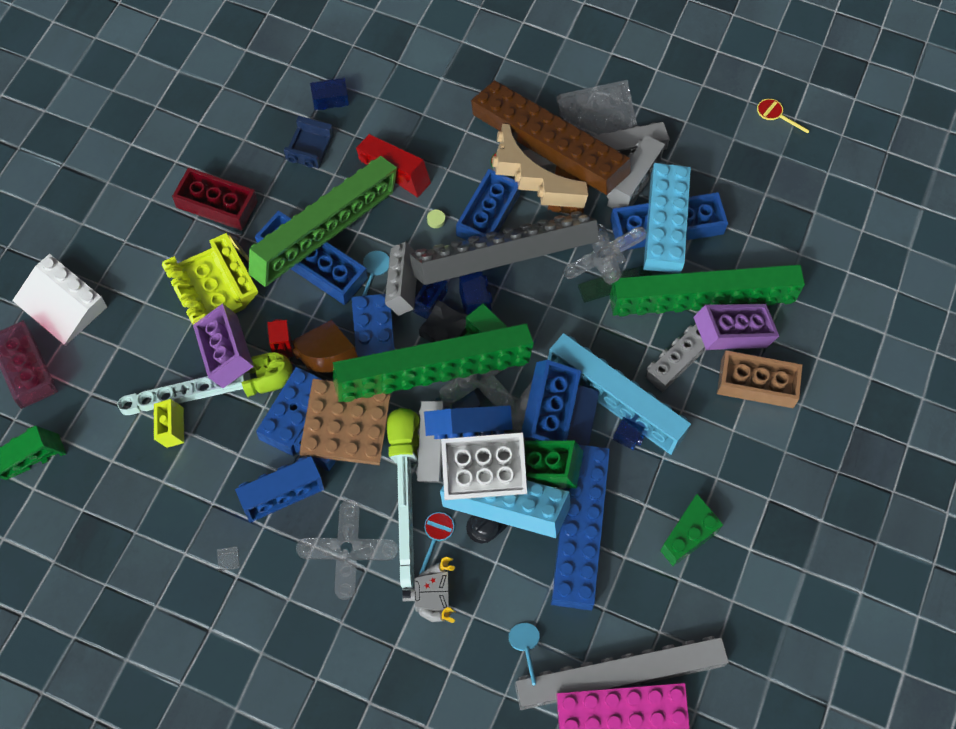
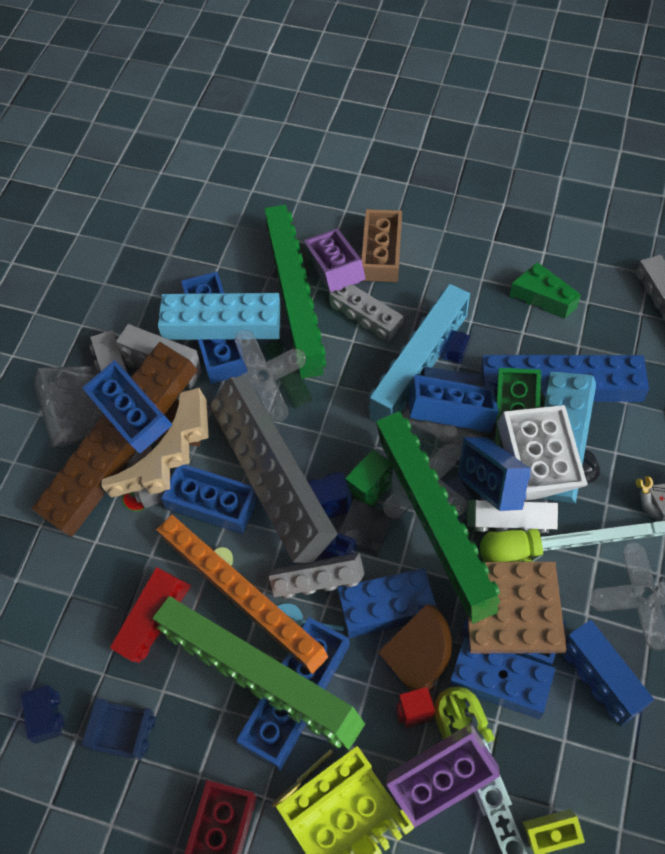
camera: 90 degrees left, 5 degrees down
(394, 221) = (243, 595): none -> orange brick
(438, 528) = (596, 510): piece -> none
(561, 130) = (127, 406): none -> blue brick
(772, 110) = (70, 253): piece -> none

